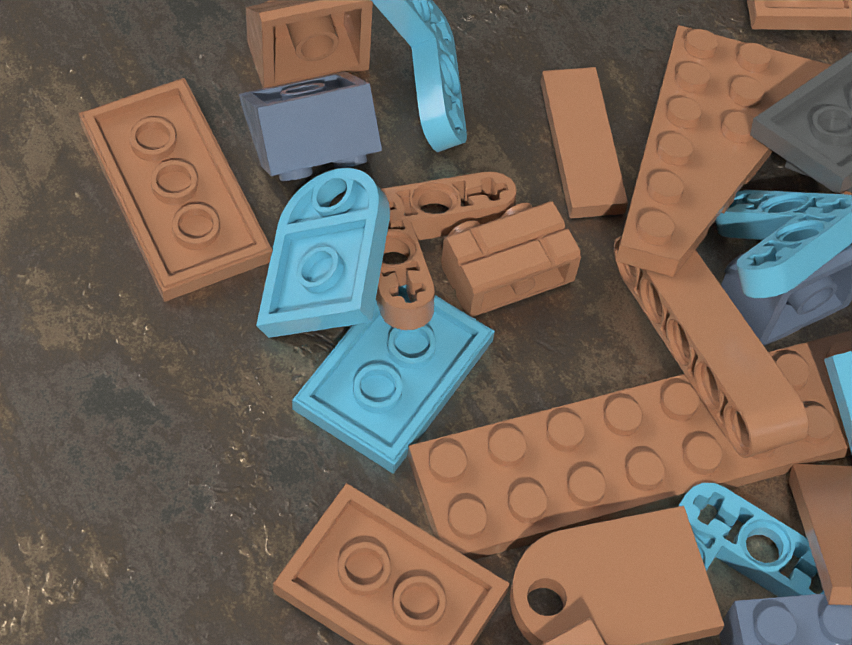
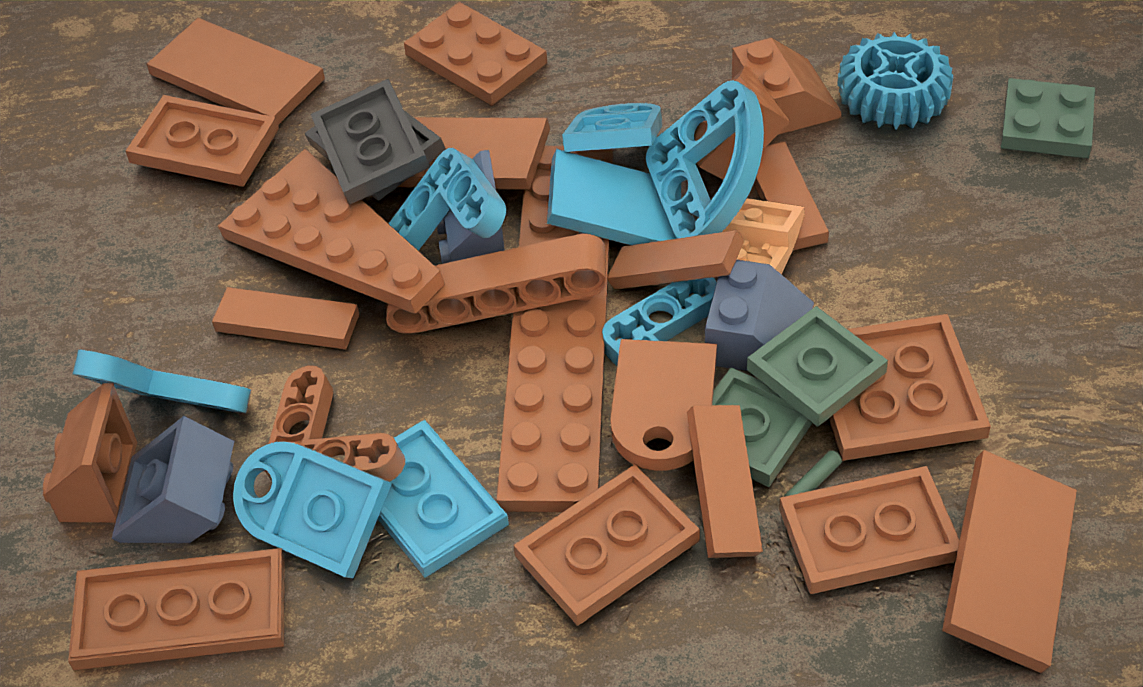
camera: 60 degrees left, 10 degrees down
(509, 257) = (368, 387): nougat brick -> none

